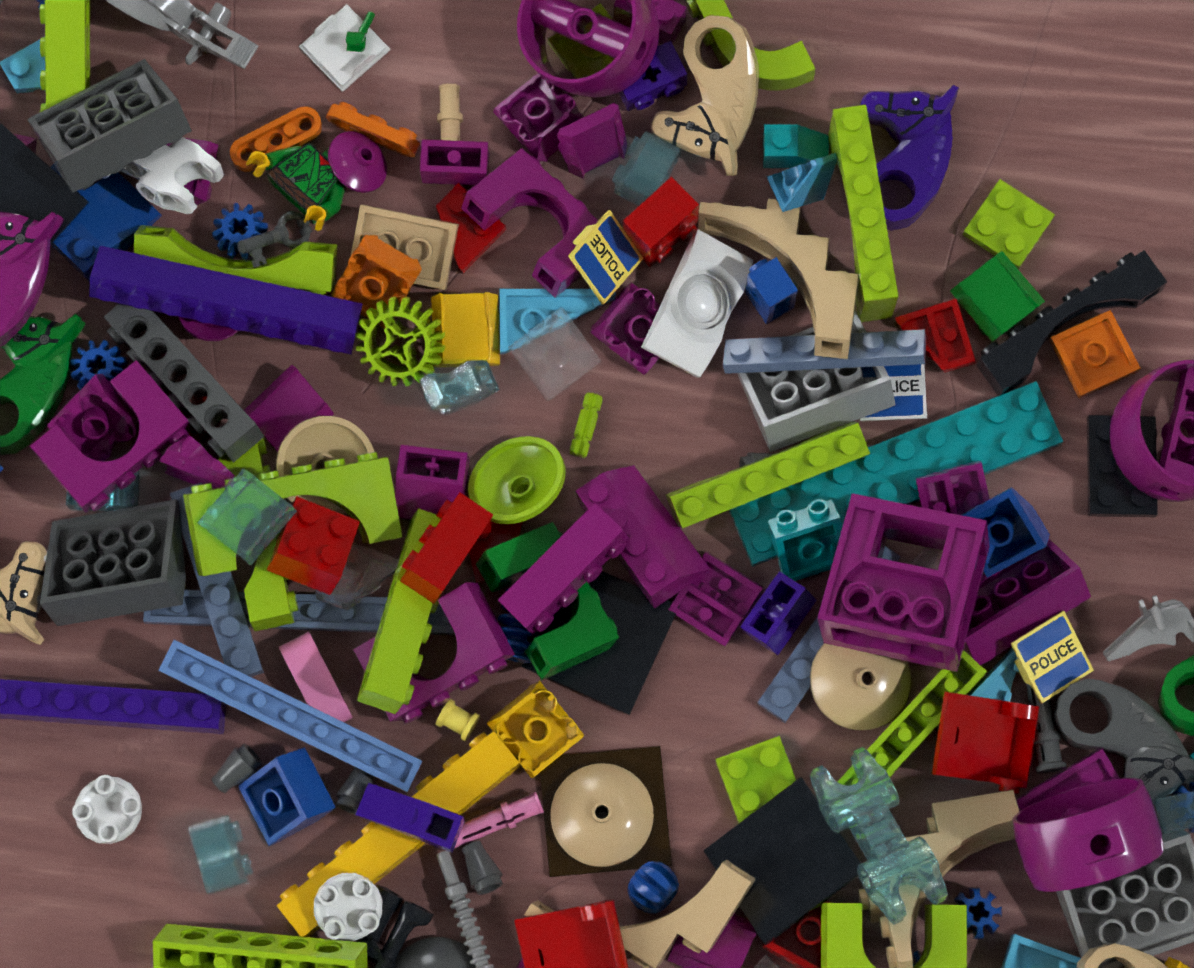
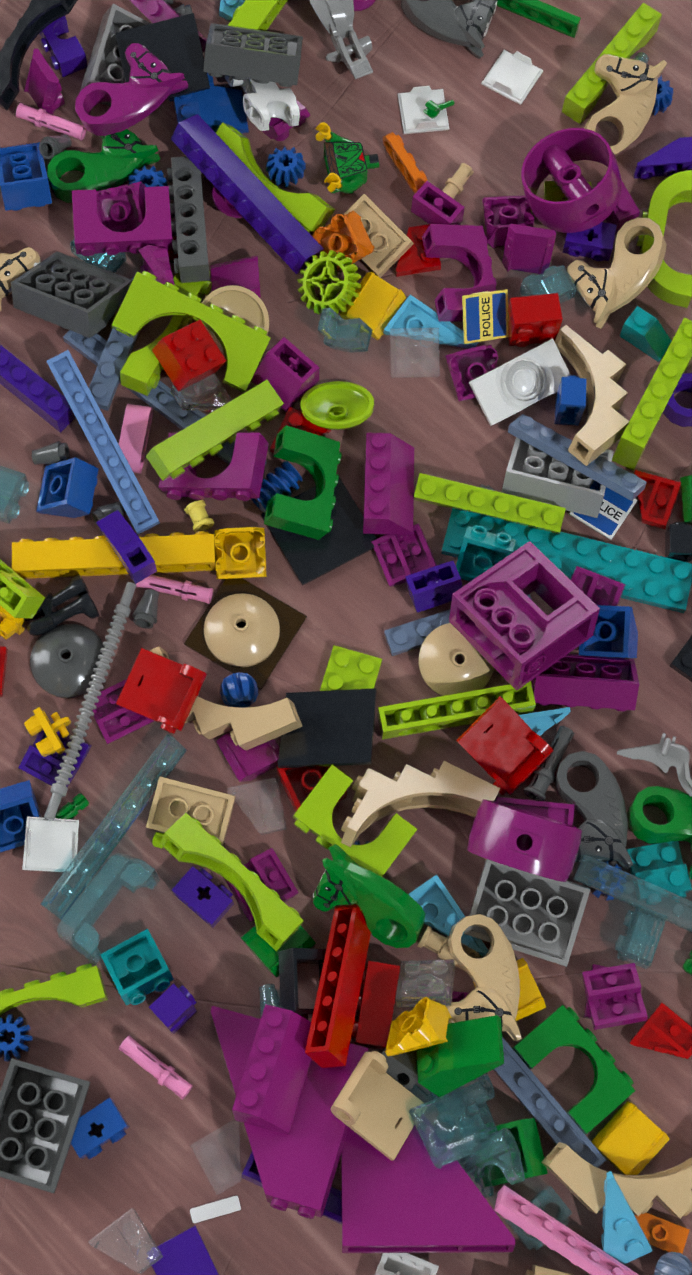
camera: 30 degrees right, 5 degrees down
(247, 516) = (161, 307): clear light blue slope -> none
(279, 234) = (306, 181): dark grey piece -> none
(285, 127) = (355, 129): orange plate -> none
(348, 907) = (51, 570): white dish -> none
(357, 162) = (381, 173): magenta dish -> none
(444, 546) = (264, 408): red brick -> none
(564, 569) = (324, 466): magenta brick -> none
(586, 425) = (403, 405): lime axle -> none
(803, 183) = (636, 355): dark azure slope -> none
(889, 855) = (391, 765): clear light blue piece -> none
(985, 908) = (422, 853): blue piece -> none
(1051, 657) = (583, 727): piece -> none

